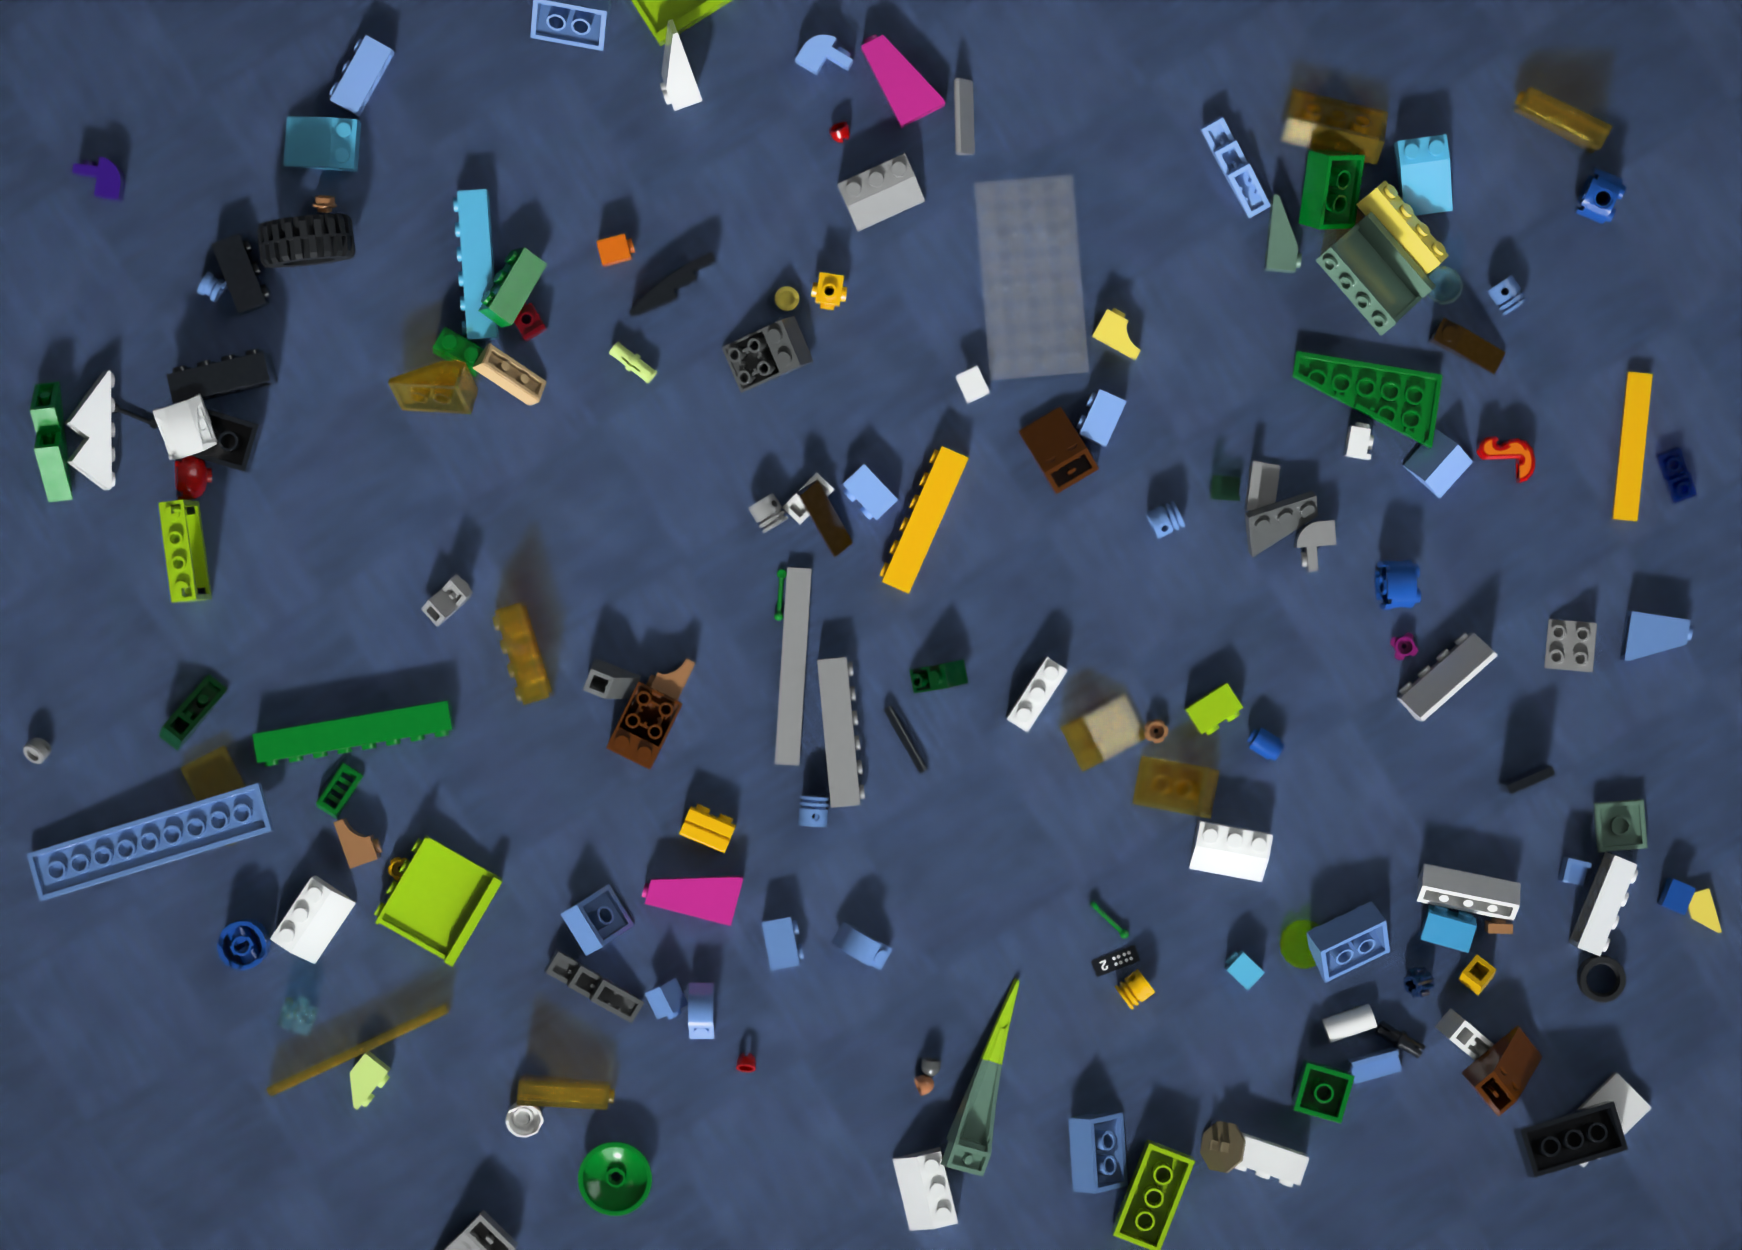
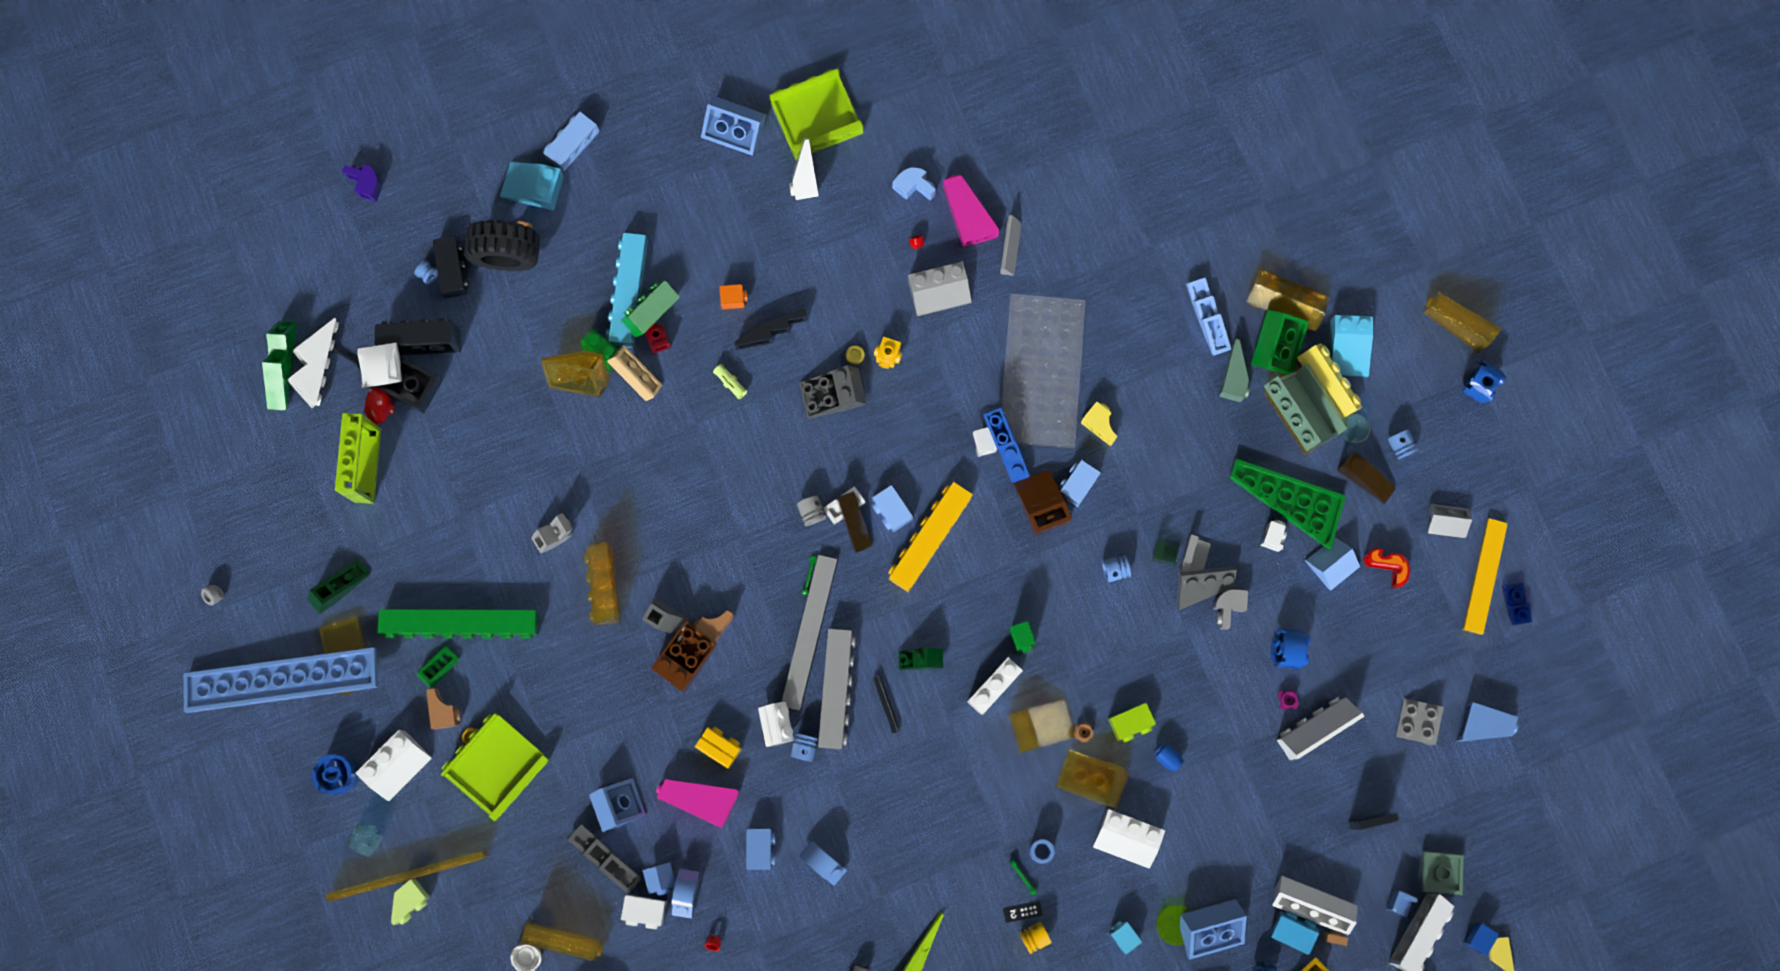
camera: 10 degrees right, 10 degrees down
(655, 1040) = (643, 910): none -> white brick
(773, 788) = (776, 724): none -> white brick
(1002, 385) = (1007, 444): none -> blue slope
(1061, 629) = (1022, 637): none -> green brick
(1126, 885) = (1041, 851): none -> medium blue piece
(1578, 383) = (1449, 521): none -> panel

